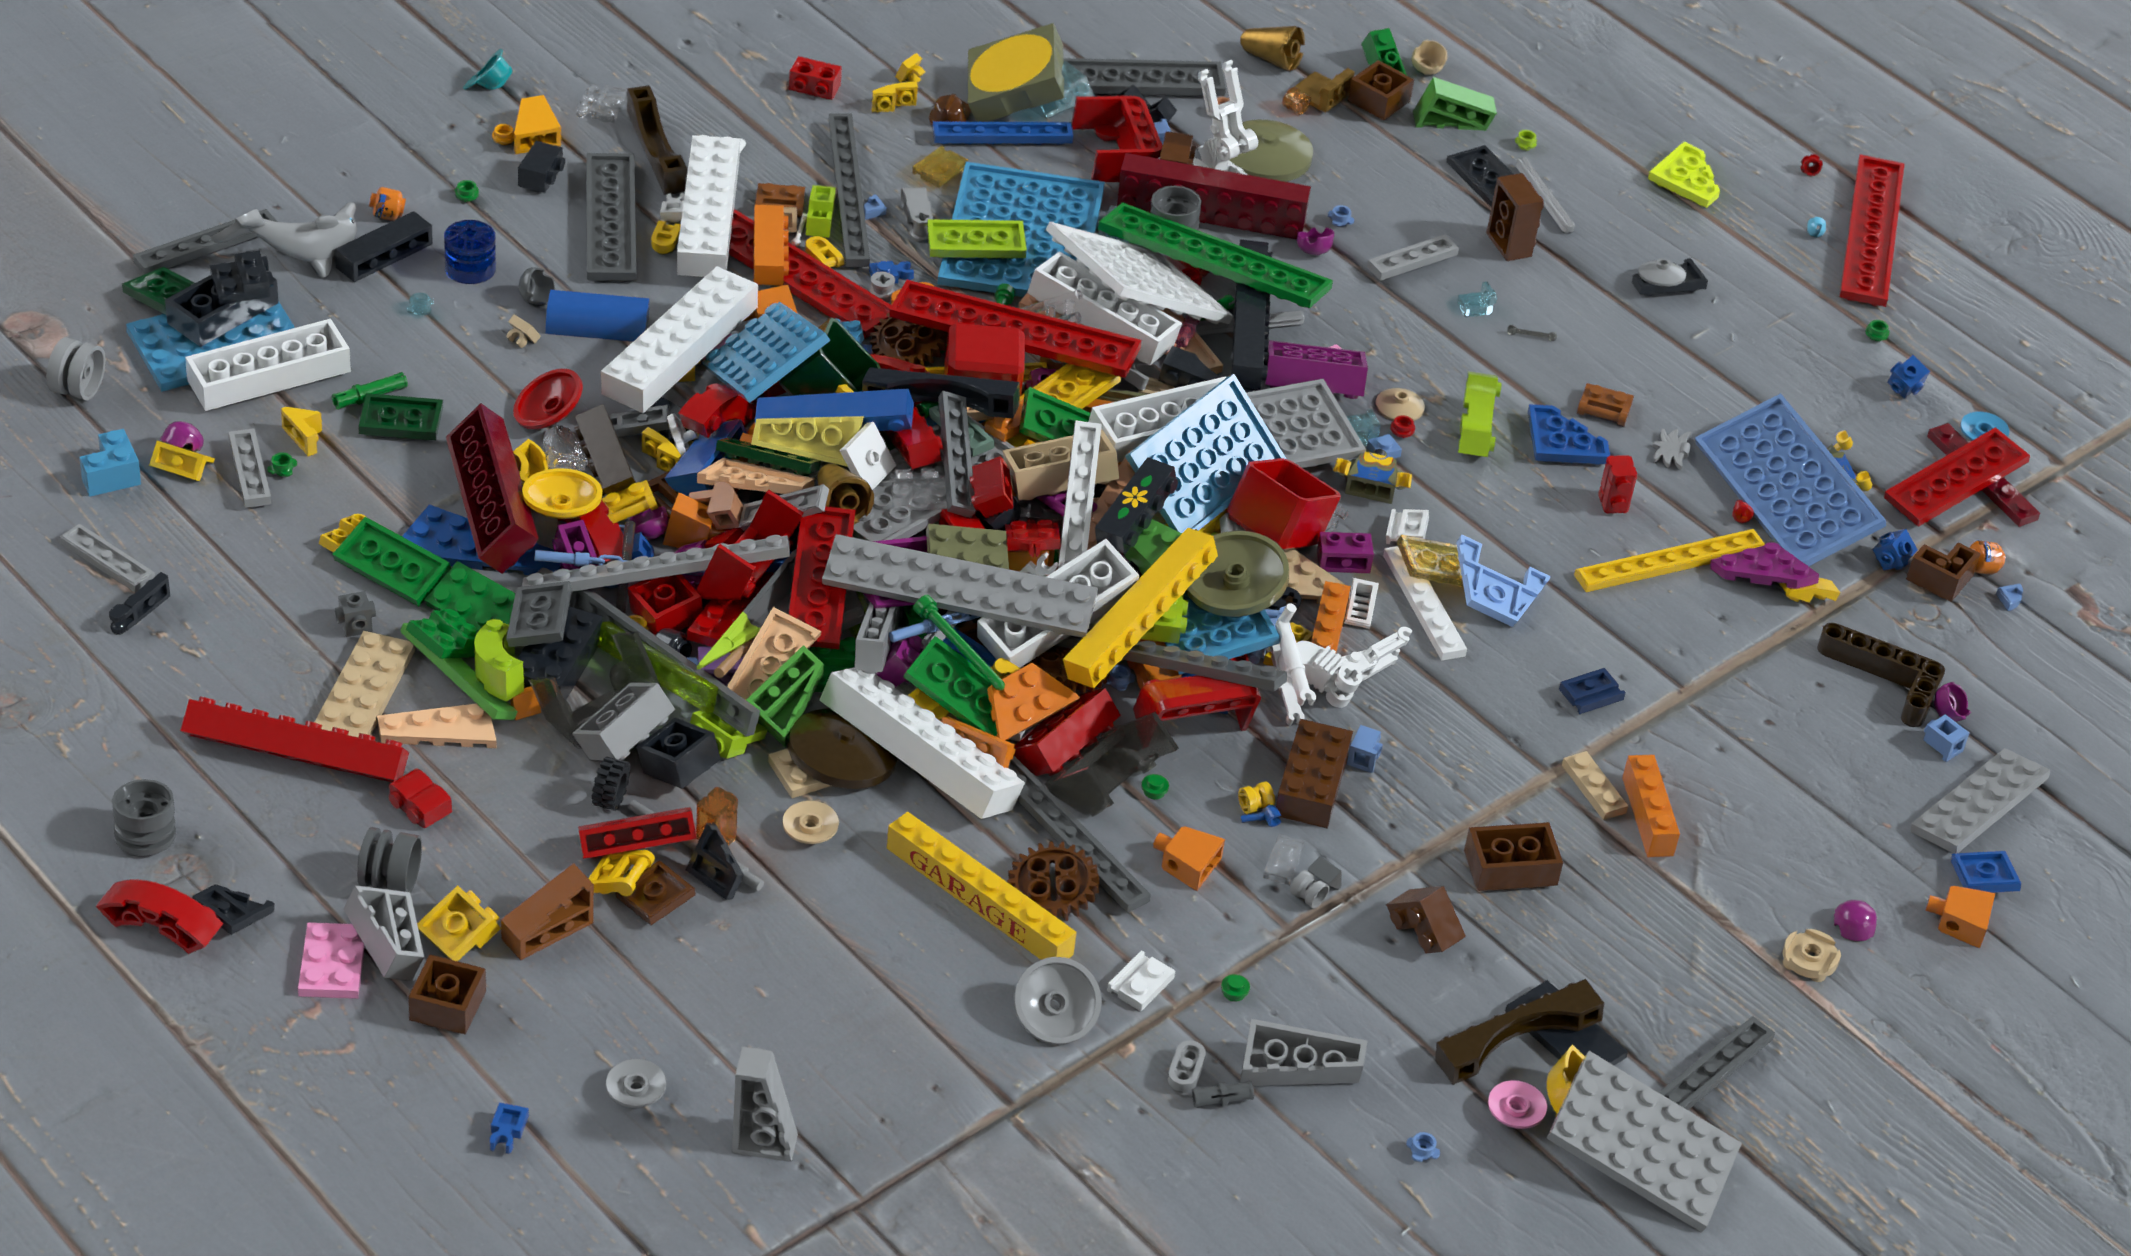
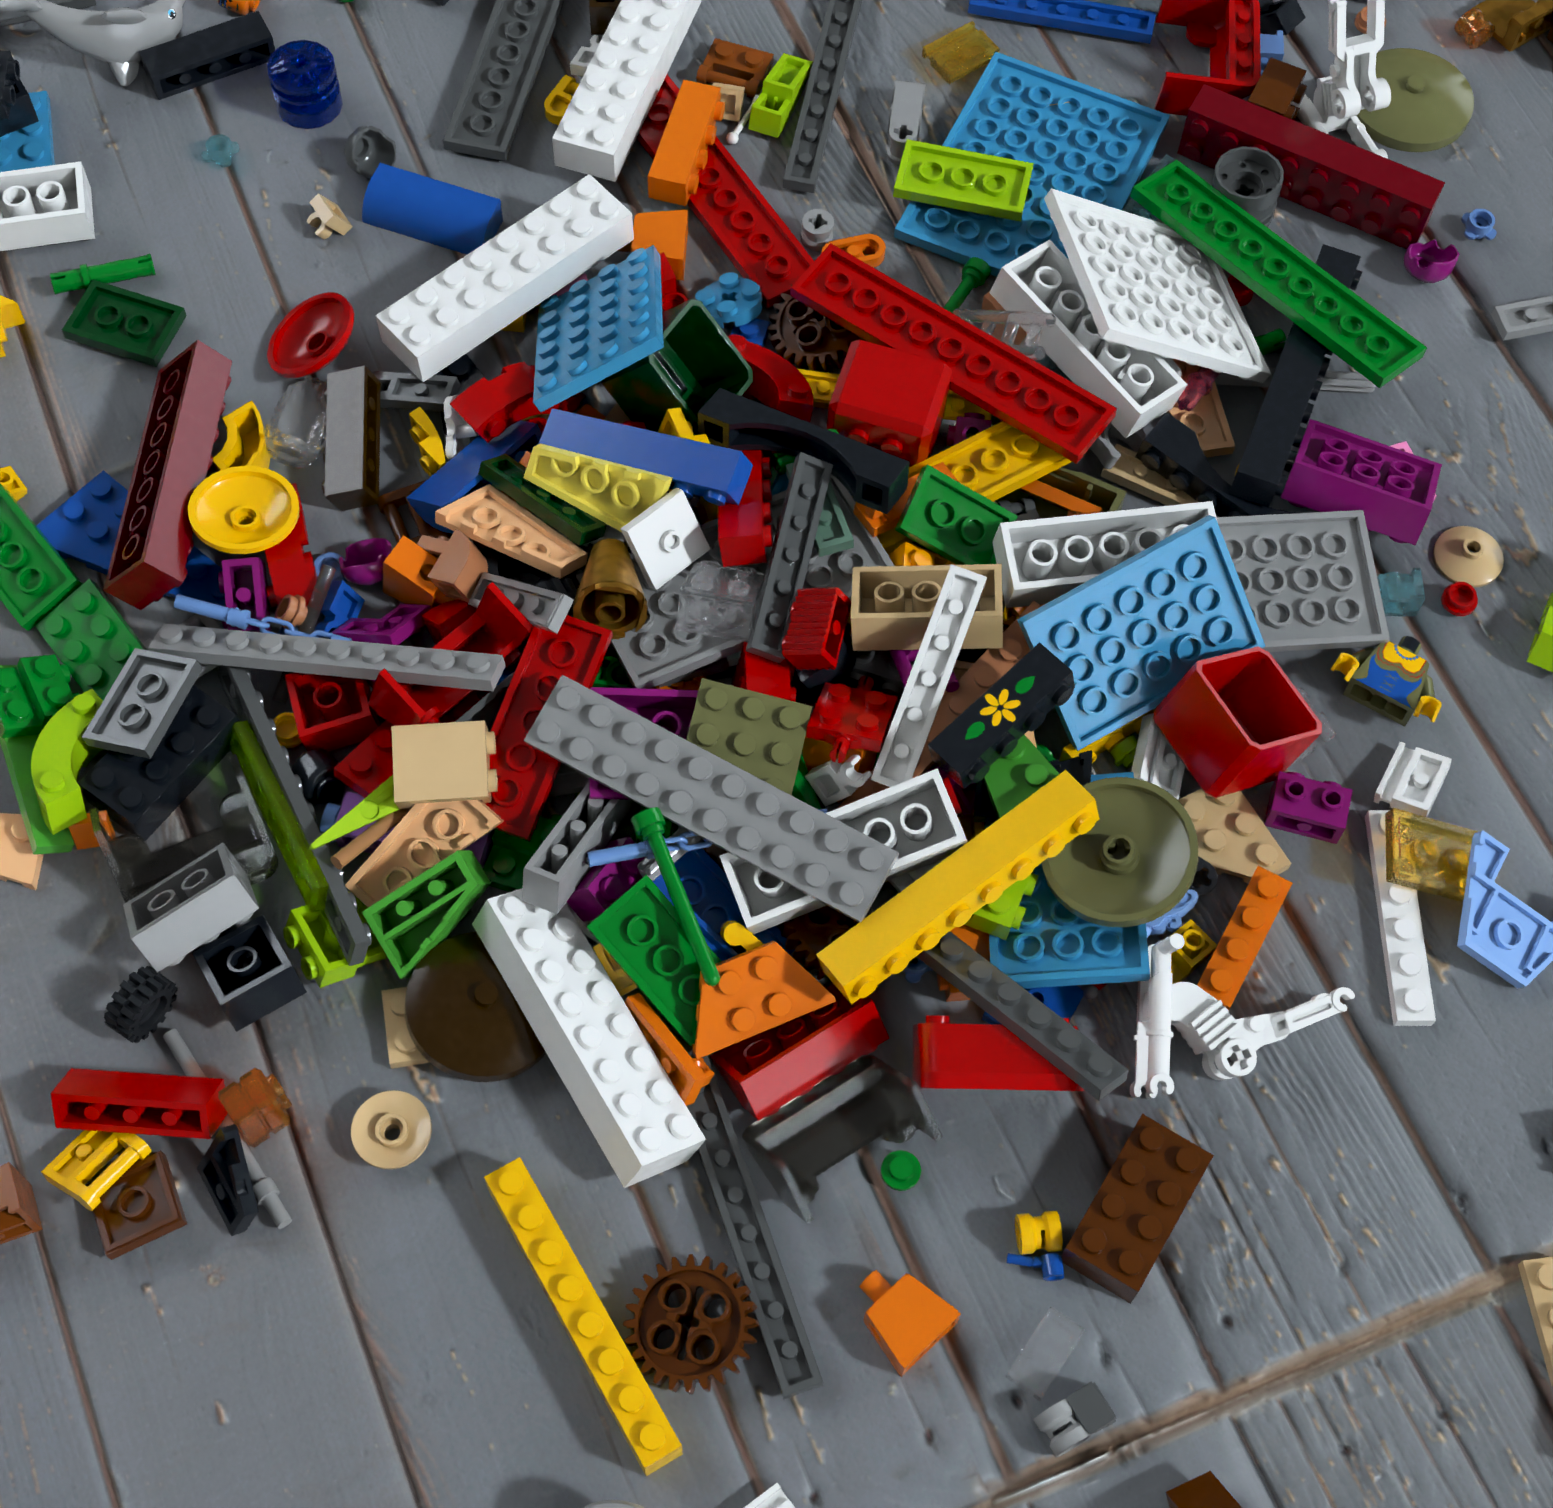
camera: 20 degrees right, 20 degrees up
(615, 549) = (292, 610): none -> nougat plate
(630, 501) = (351, 524): yellow plate -> none
(769, 601) = (443, 763): none -> tan panel
(821, 248) = (757, 153): yellow plate -> none
(874, 207) = (852, 101): medium blue tile -> none
(899, 271) = (840, 207): blue plate -> none
(1364, 588) = (1318, 877): white slope -> none
(1365, 749) = (1228, 1176): medium blue brick -> none
(1386, 443) = (1424, 627): medium blue plate -> none
(1513, 856) = (1388, 1447): reddish brown brick -> none

